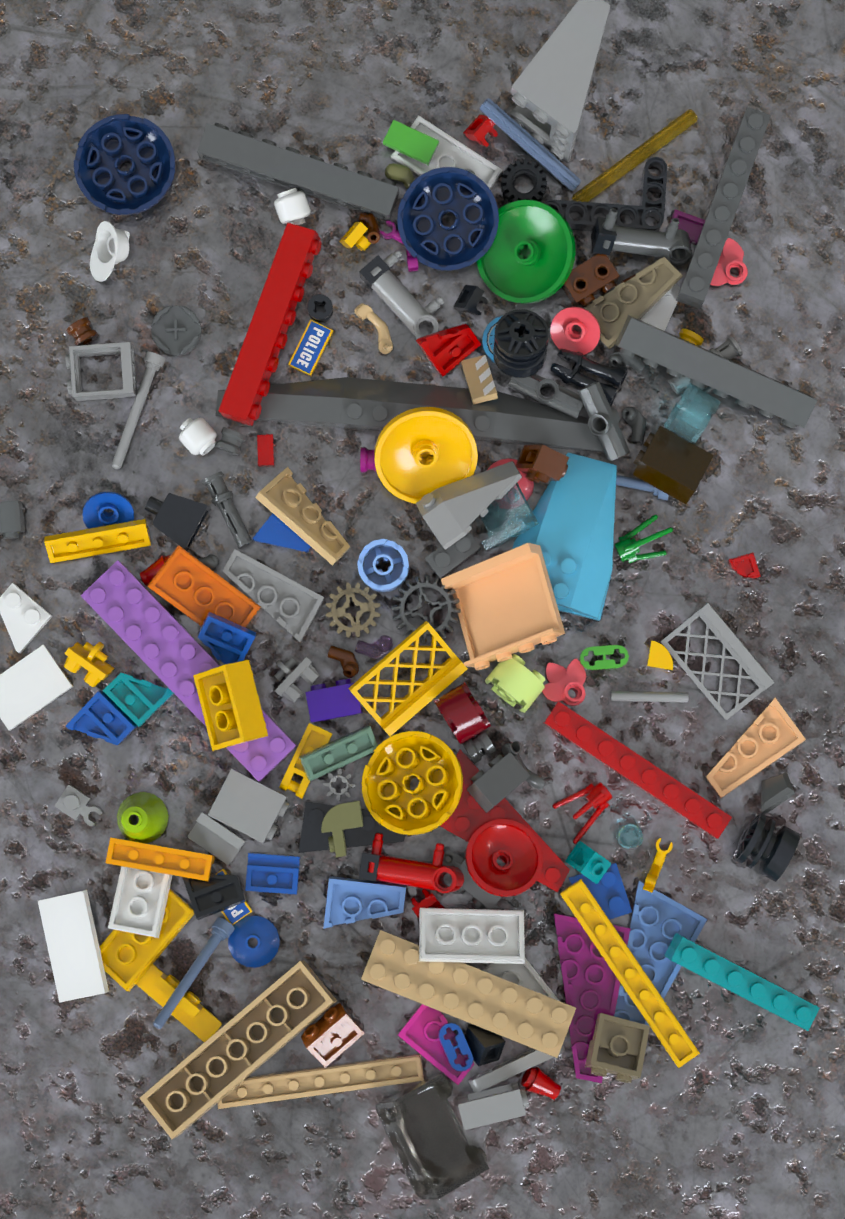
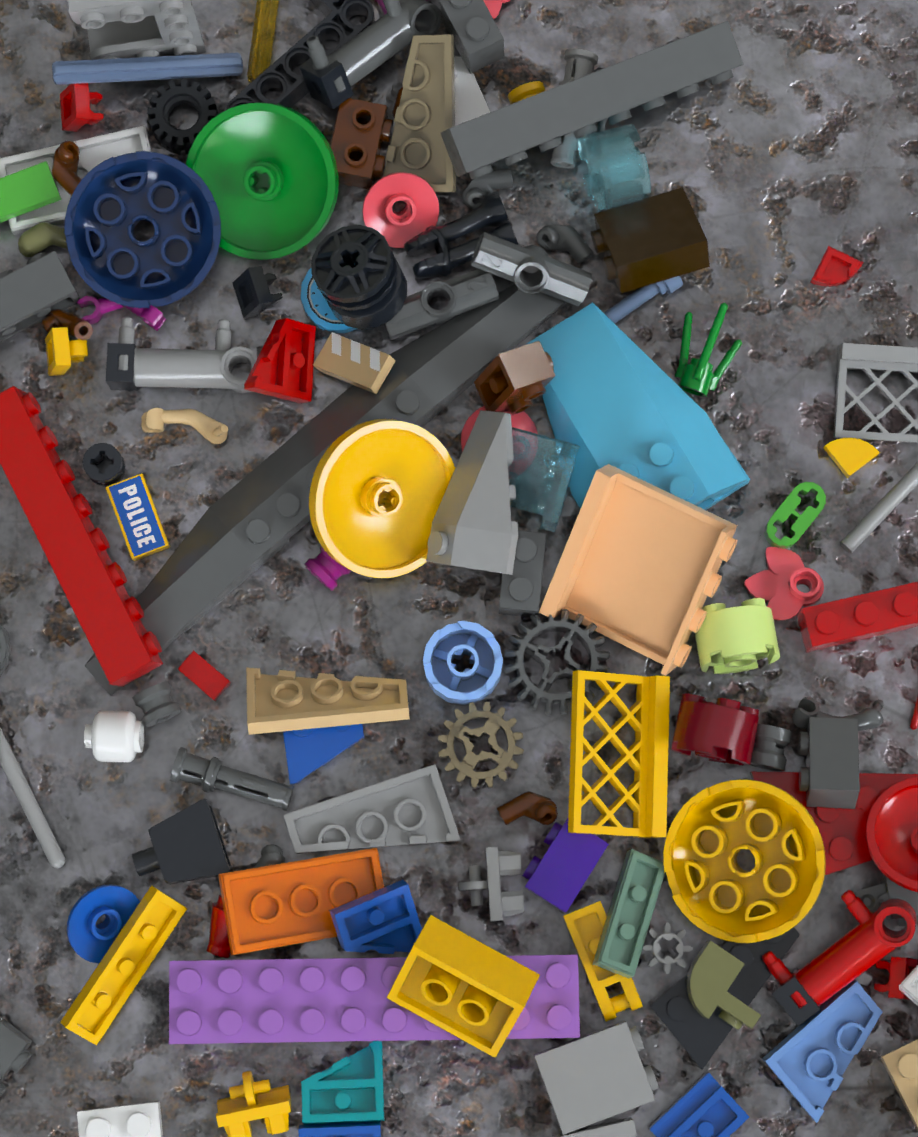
camera: 50 degrees left, 5 degrees down
(375, 649) = (549, 760): clear purple arm -> none
(445, 152) = (66, 166): none -> reddish brown arm

